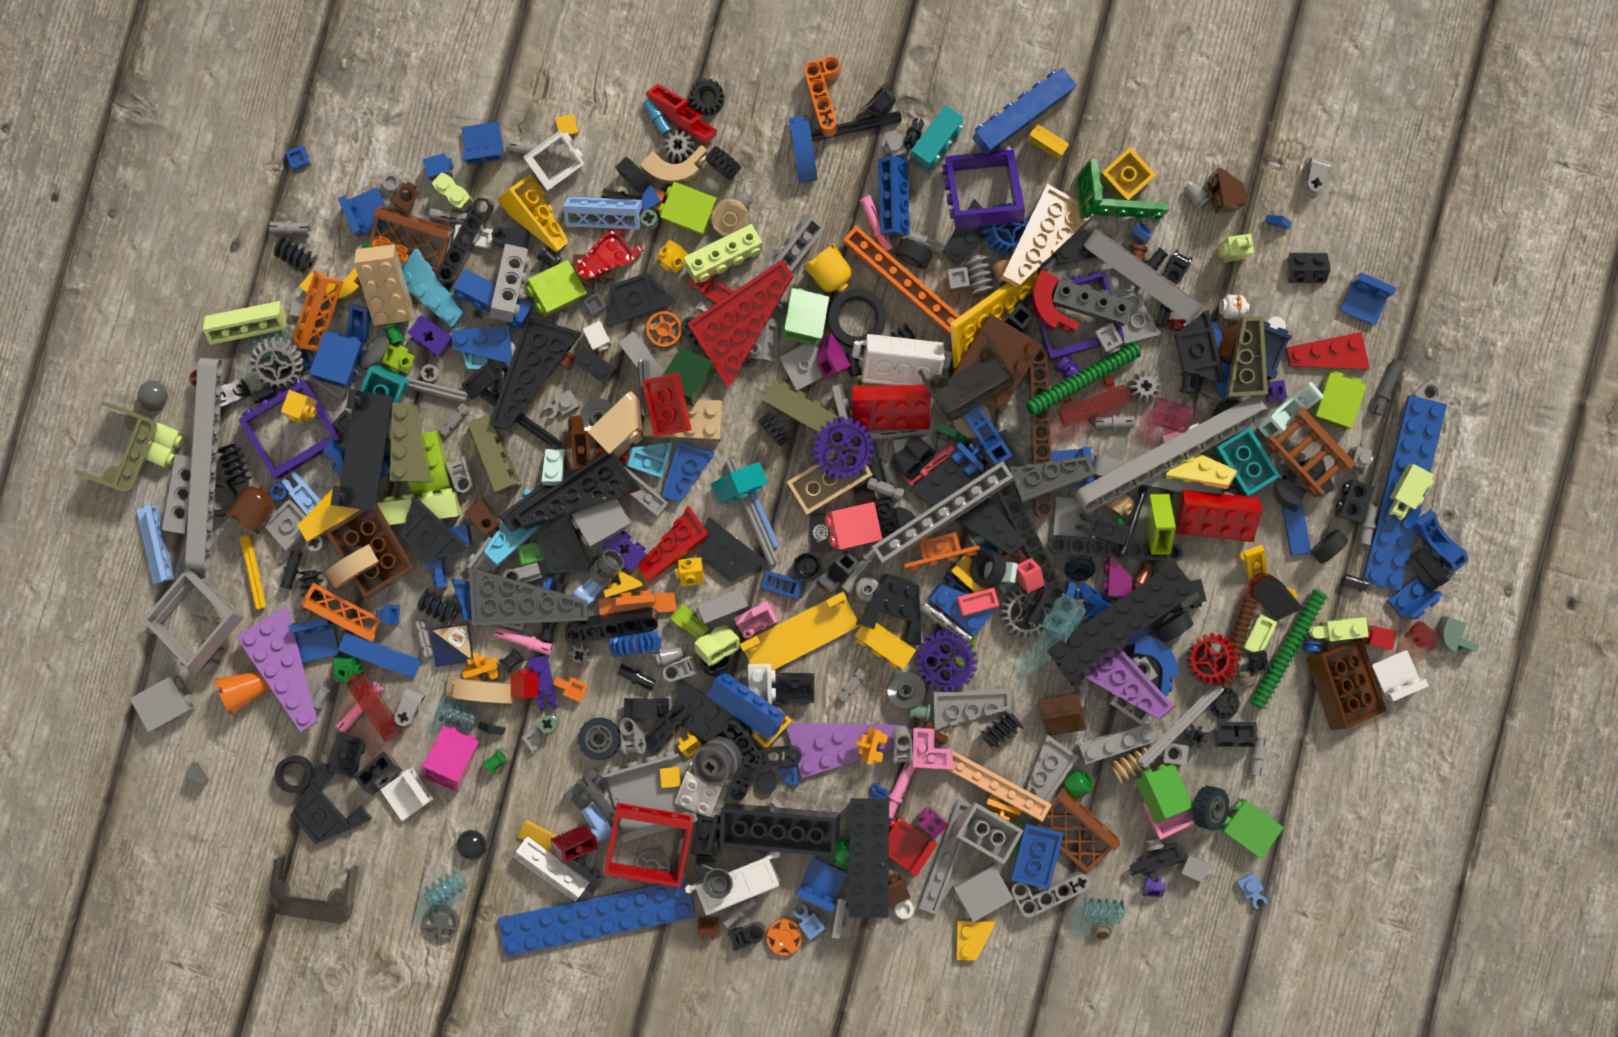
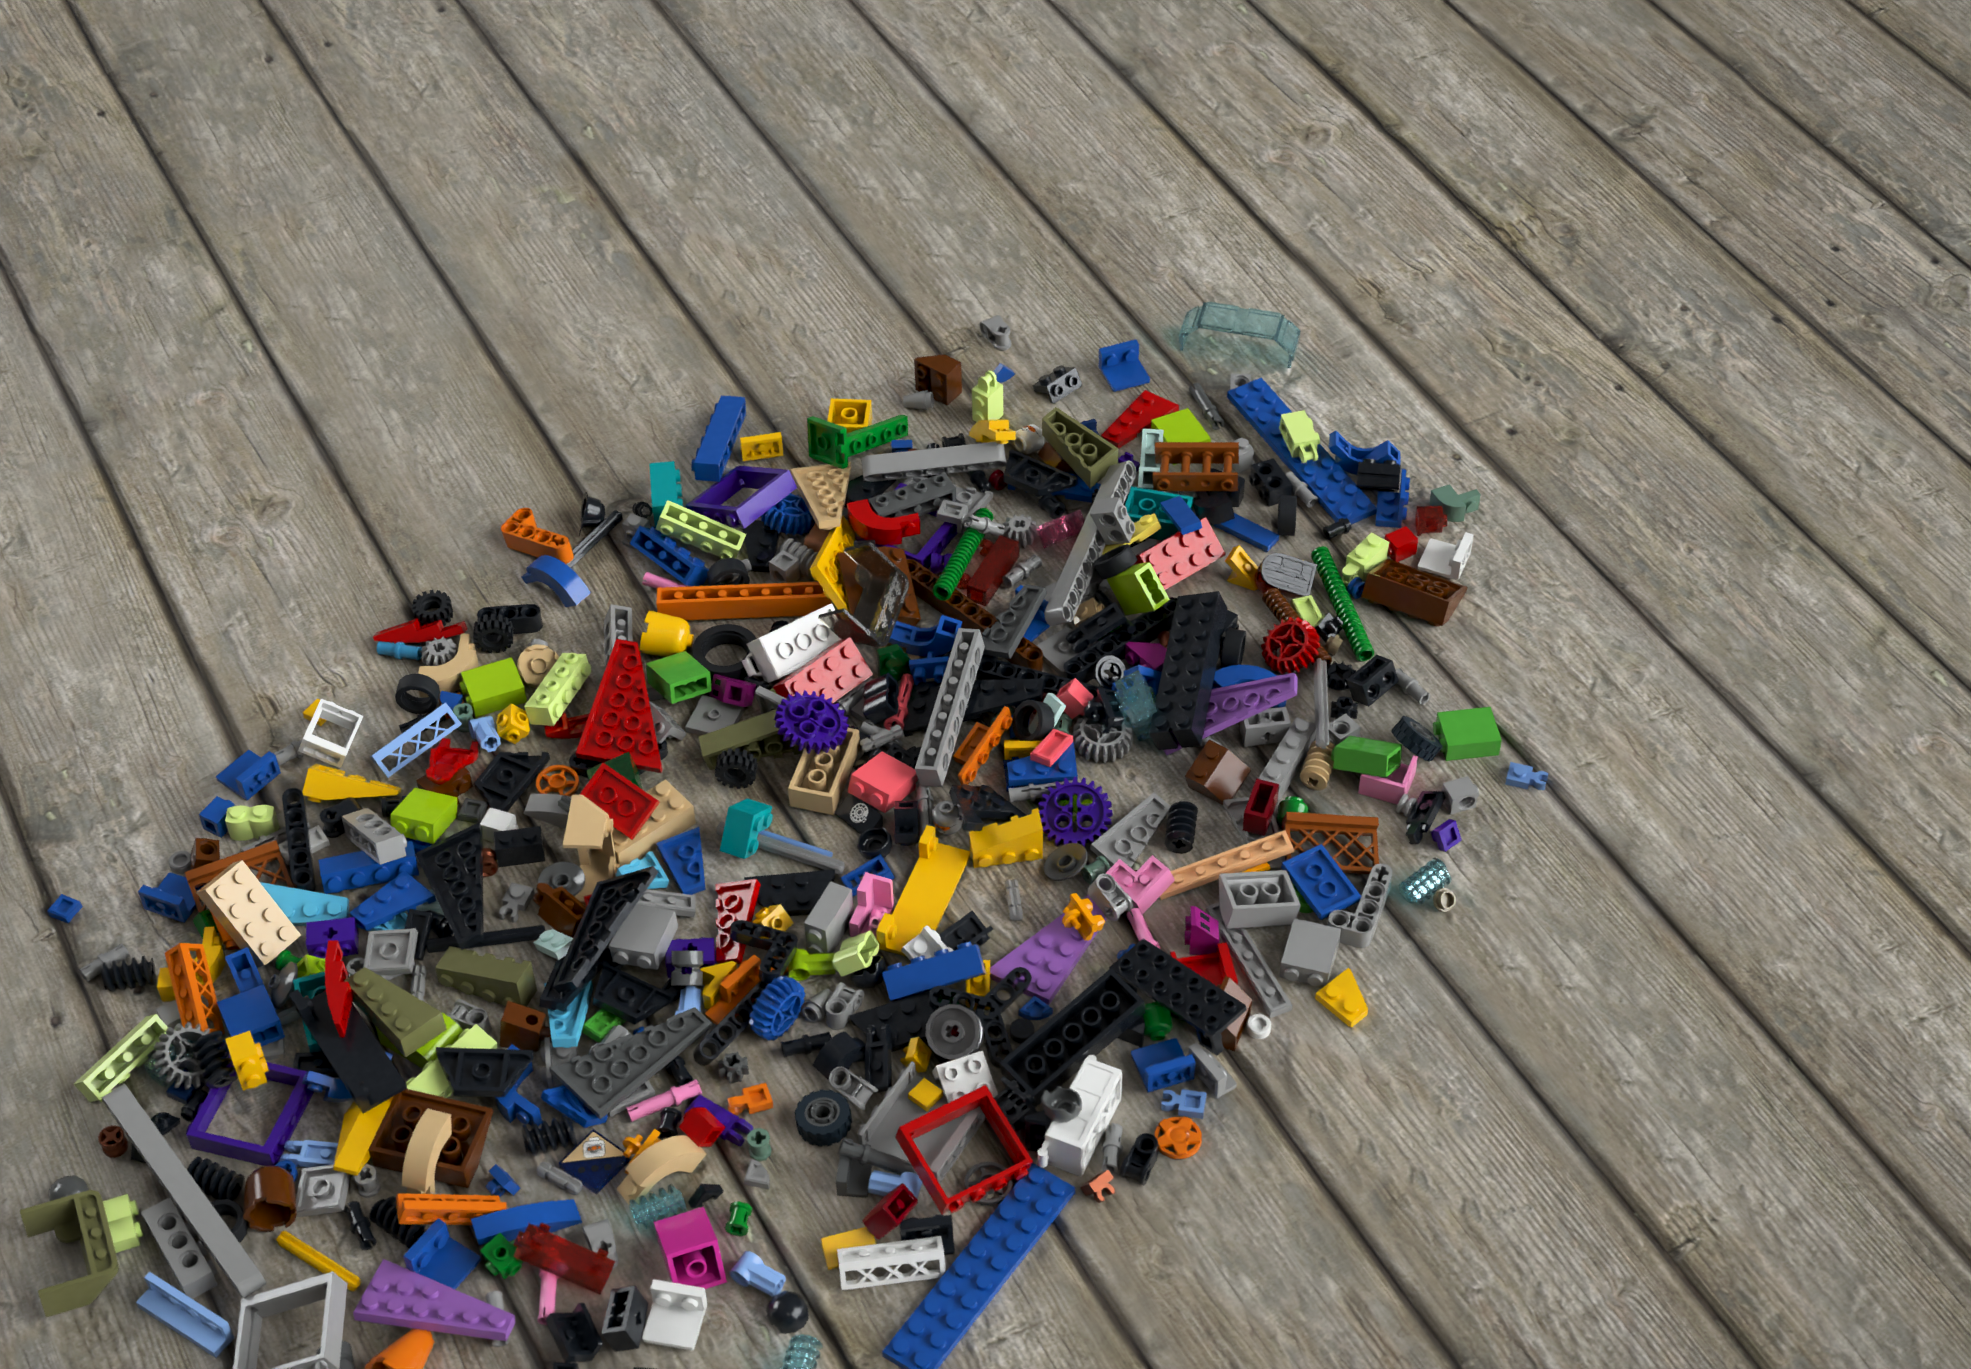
camera: 40 degrees left, 40 degrees down
(285, 381) = (212, 1060): none -> black piece
(380, 412) = (338, 992): none -> red slope
(452, 383) = (391, 951): none -> light grey plate
(473, 802) = (752, 1271): none -> light blue piece
(651, 245) = (484, 731): none -> light blue piece
(671, 594) = (742, 931): none -> black beam
(743, 147) = (524, 617): none -> black beam
(928, 196) = (700, 531): none -> yellowish green brick
(1056, 771) = (1260, 807): none -> dark red piece
(1118, 369) = (984, 525): none -> light grey pin
(1169, 481) = (1115, 561): none -> black tyre
(1194, 461) = (1112, 520): none -> light grey brick
(1207, 289) = (992, 431): none -> yellow slope
(1248, 493) = (1181, 515): none -> blue tile
(1482, 343) = (1243, 322): none -> clear light blue windscreen

